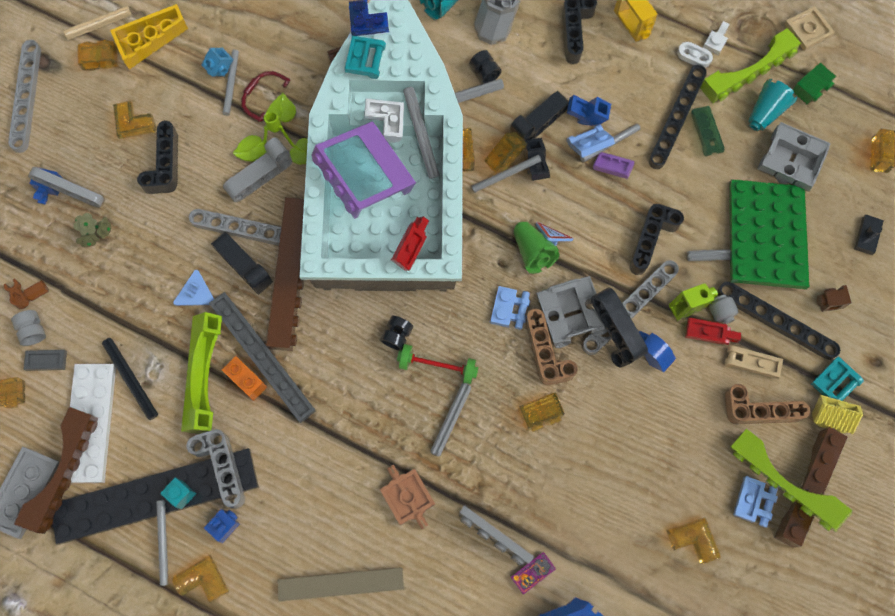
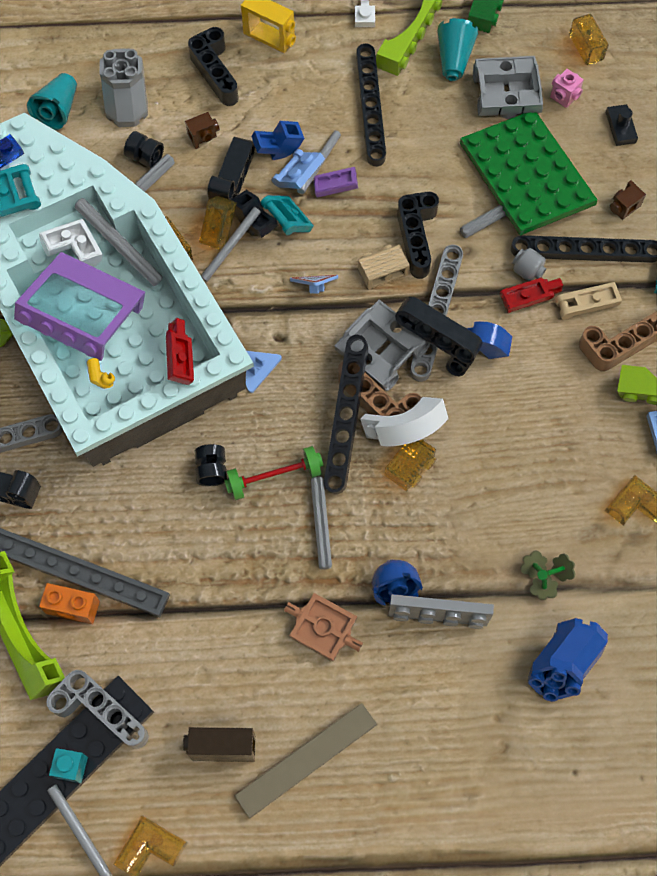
camera: 30 degrees left, 5 degrees down
(222, 525) = (138, 773): blue brick -> none
(286, 540) = (220, 744): none -> dark brown brick
(287, 279) = (55, 467): reddish brown brick -> none
(345, 230) = (97, 377): none -> yellow arm
(473, 276) = (263, 365): none -> light blue piece
(477, 495) = (395, 578): none -> blue cylinder
(503, 308) = (307, 378): light blue plate -> none
(515, 340) = (346, 425): none -> black beam
(533, 573) = (499, 629): tile -> none
(534, 248) = (305, 302): bright green cone -> none
(537, 72) = (201, 129): none -> reddish brown brick
(554, 386) = (409, 426): none -> white arch
(565, 169) = (287, 214): none -> teal plate
(585, 559) = (543, 585): none -> olive plant
(610, 250) = (383, 266): none -> tan brick
(692, 301) = (499, 264): lime torso -> none
(694, 54) = (351, 36): white plate -> none
(707, 130) = (409, 103): clear green plate -> none
(841, 182) = (566, 88): none -> bright pink brick

